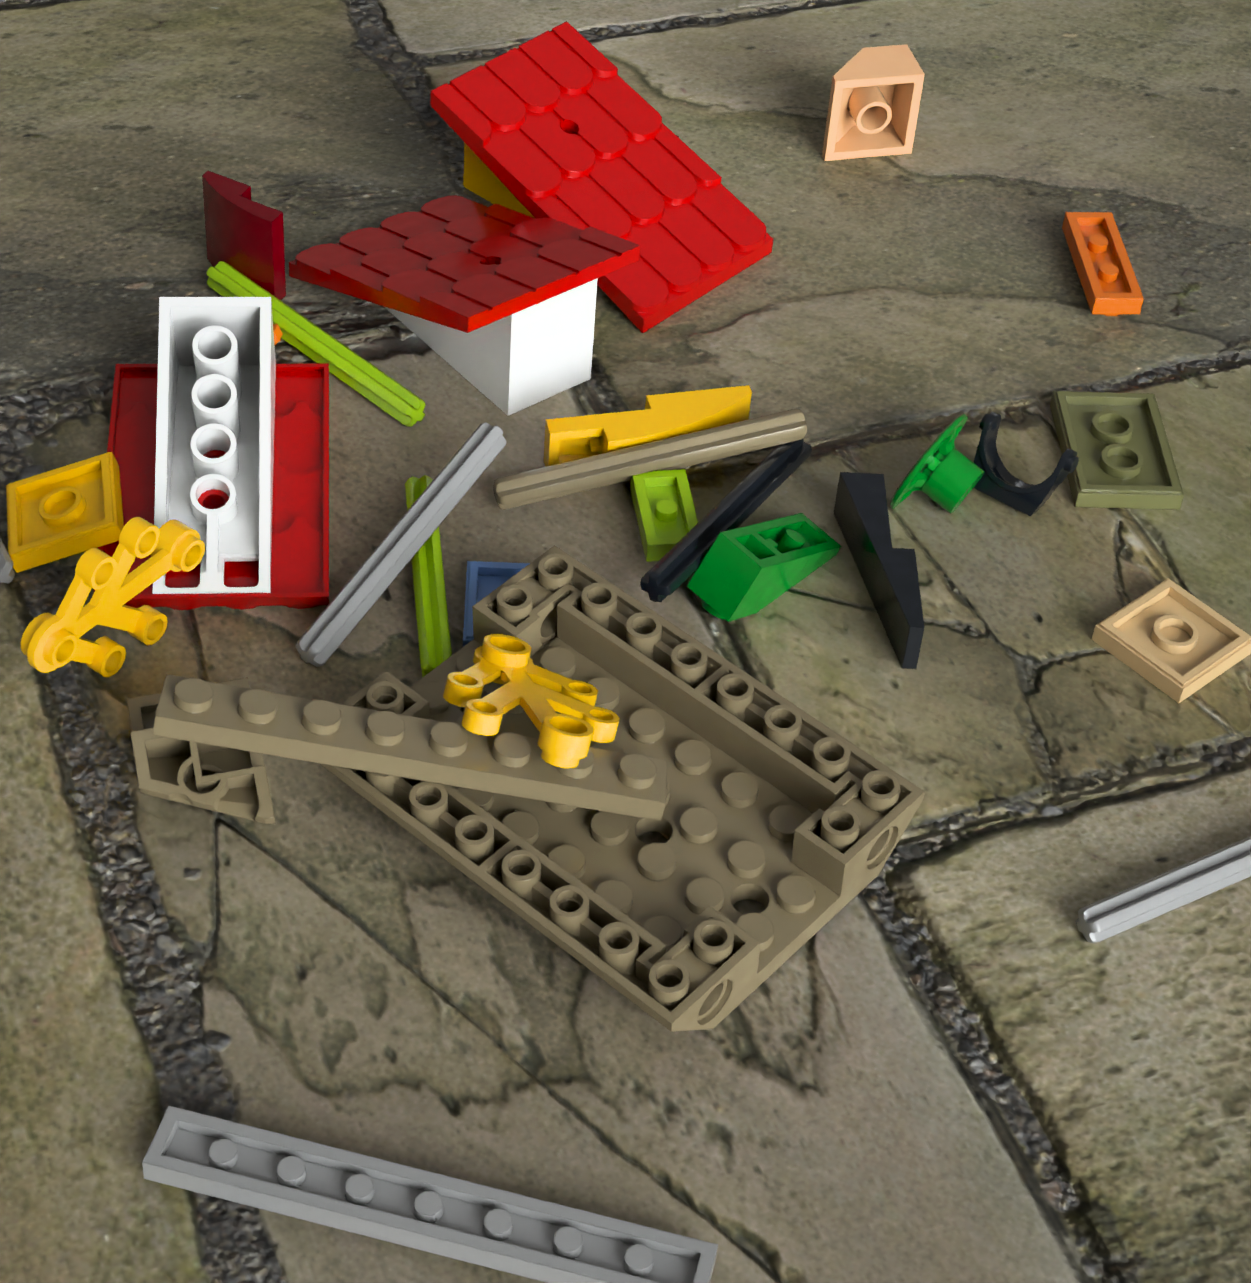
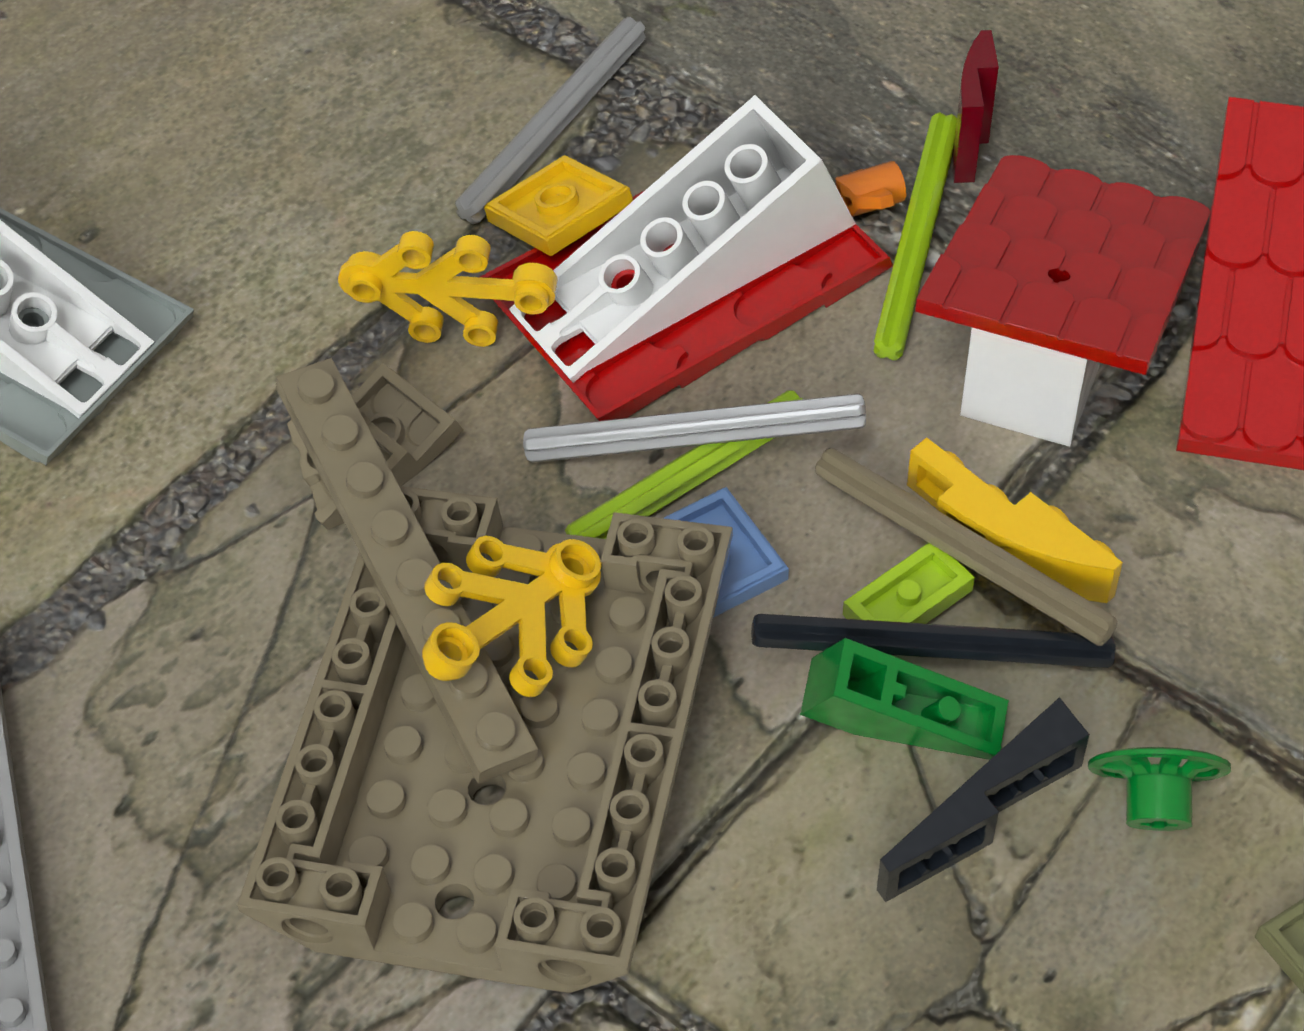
camera: 65 degrees right, 10 degrees up
(1002, 485) = (1229, 824): black helmet -> none

